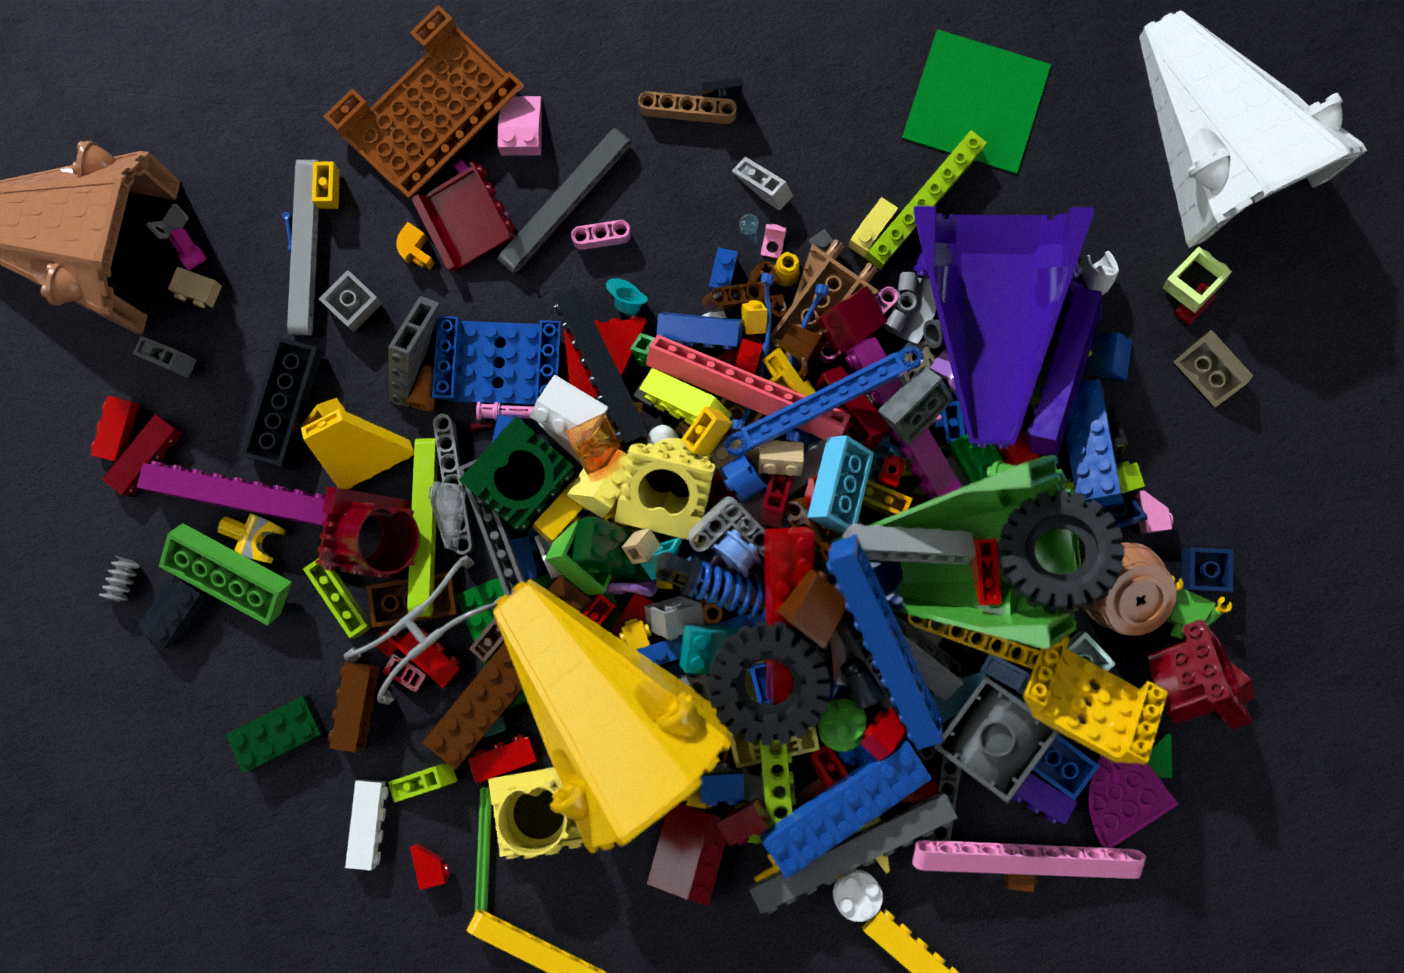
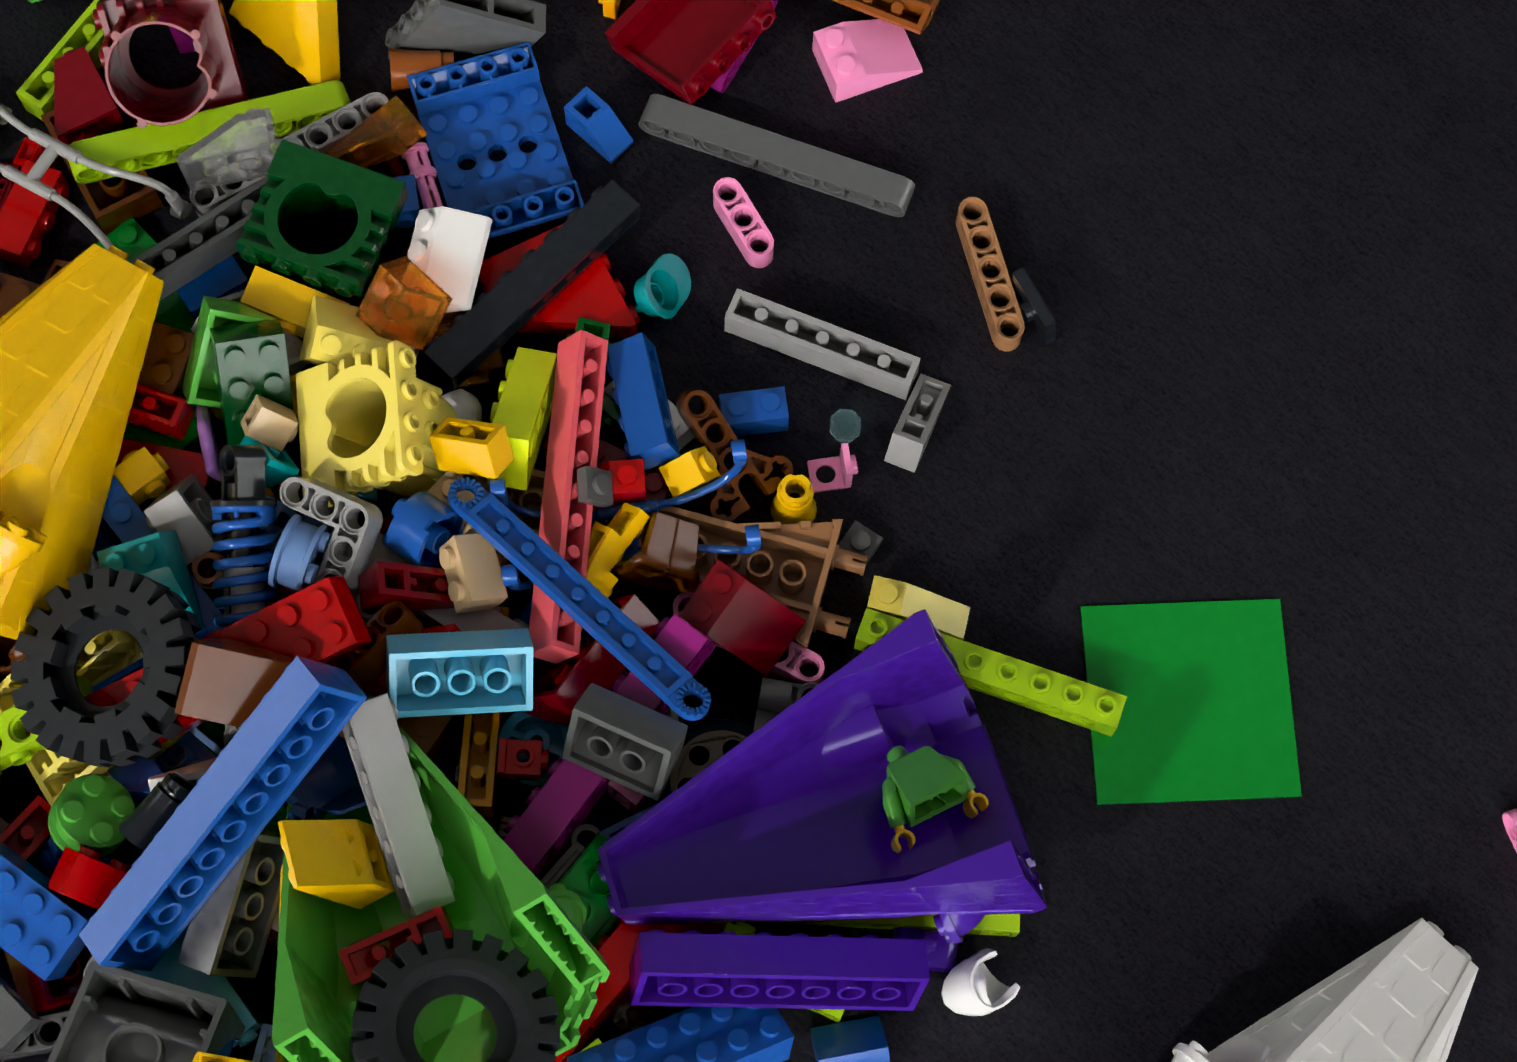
camera: 65 degrees right, 10 degrees down
(374, 596) = (81, 99): none -> dark red slope
(465, 427) = (380, 136): none -> clear orange slope
(506, 296) = (597, 124): none -> blue slope
(697, 217) = (821, 344): none -> light grey brick
(751, 371) = (594, 486): none -> dark grey plate
(928, 588) = (336, 860): none -> yellow slope
(990, 256) = (924, 786): none -> bright green torso

